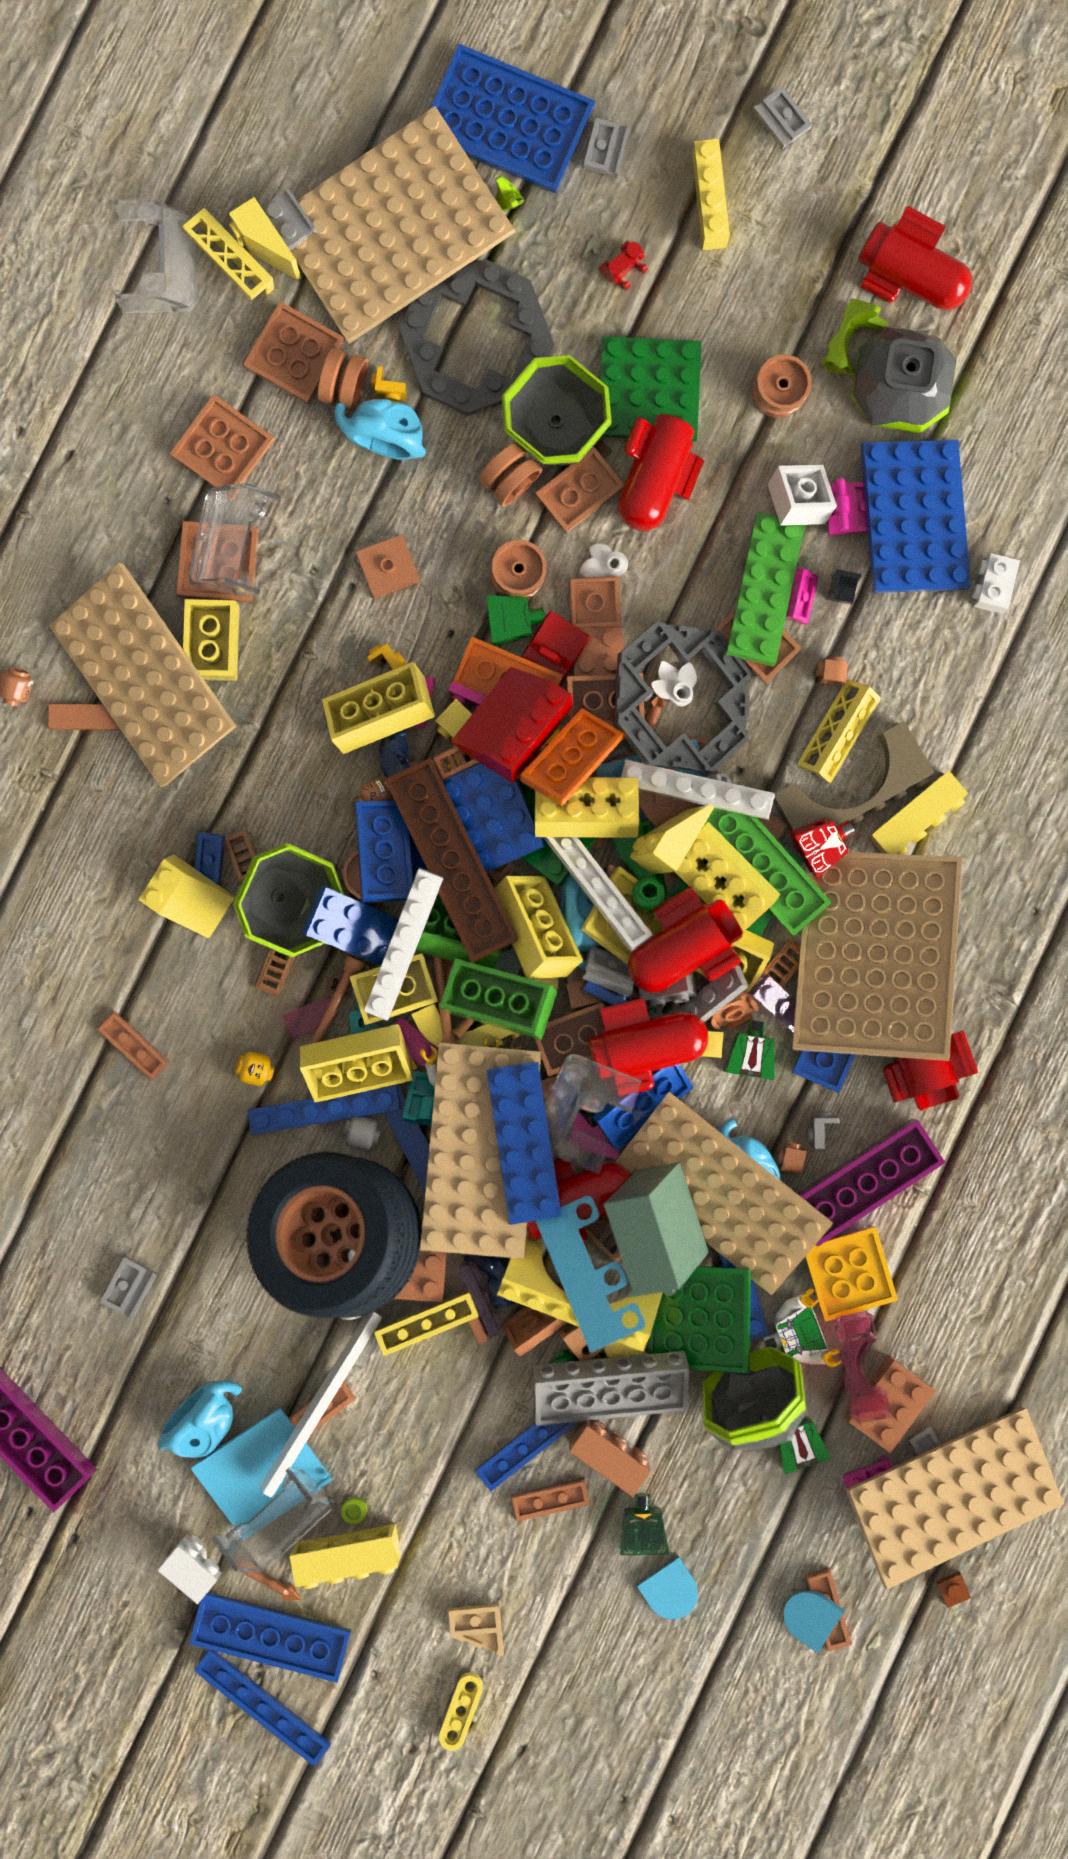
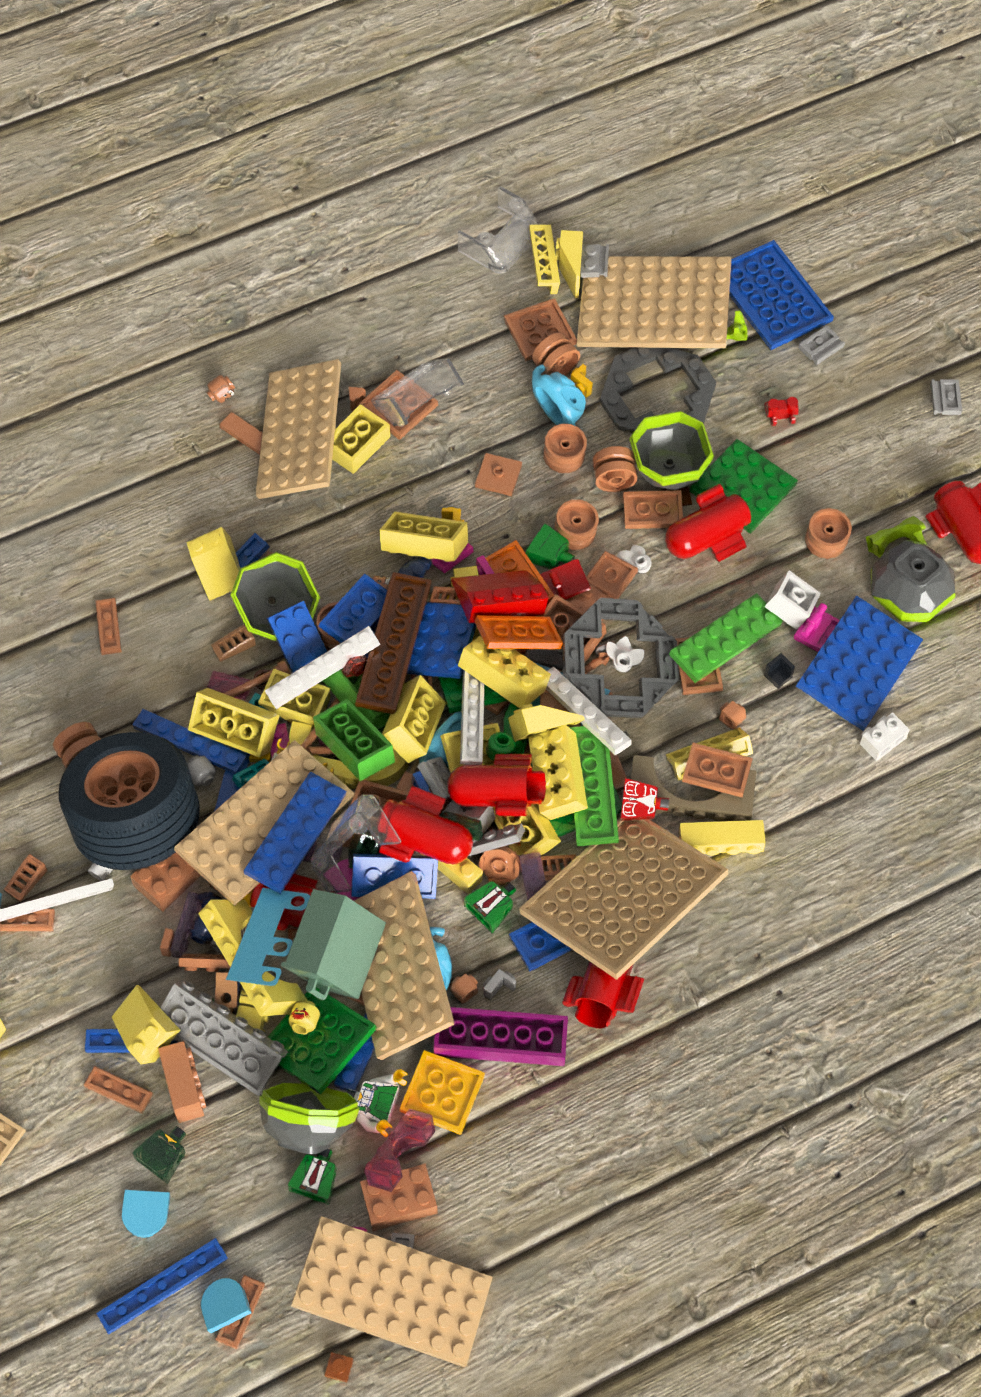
camera: 40 degrees right, 25 degrees down
(167, 587) = (356, 396): none -> nougat slope
(222, 444) = (457, 342): nougat plate -> none
(225, 1203) = (74, 740): none -> nougat wheel
(254, 1068) = (168, 687): yellow head -> none
(293, 1349) = (20, 874): none -> nougat slope
(426, 1322) = (137, 910): light yellow brick -> none
(431, 500) = (565, 448): none -> nougat wheel
(435, 918) = (355, 666): none -> clear red plate
(533, 1436) = (143, 1026): none -> light yellow slope
(674, 1005) = (473, 825): none -> plate
(675, 1311) = (304, 1017): none -> light yellow head
(710, 194) = (866, 407): light yellow brick -> none
(743, 1643) = (162, 1286): none -> blue plate
(802, 596) = (747, 658): dark pink plate -> none
(870, 752) = (717, 769): none -> nougat plate

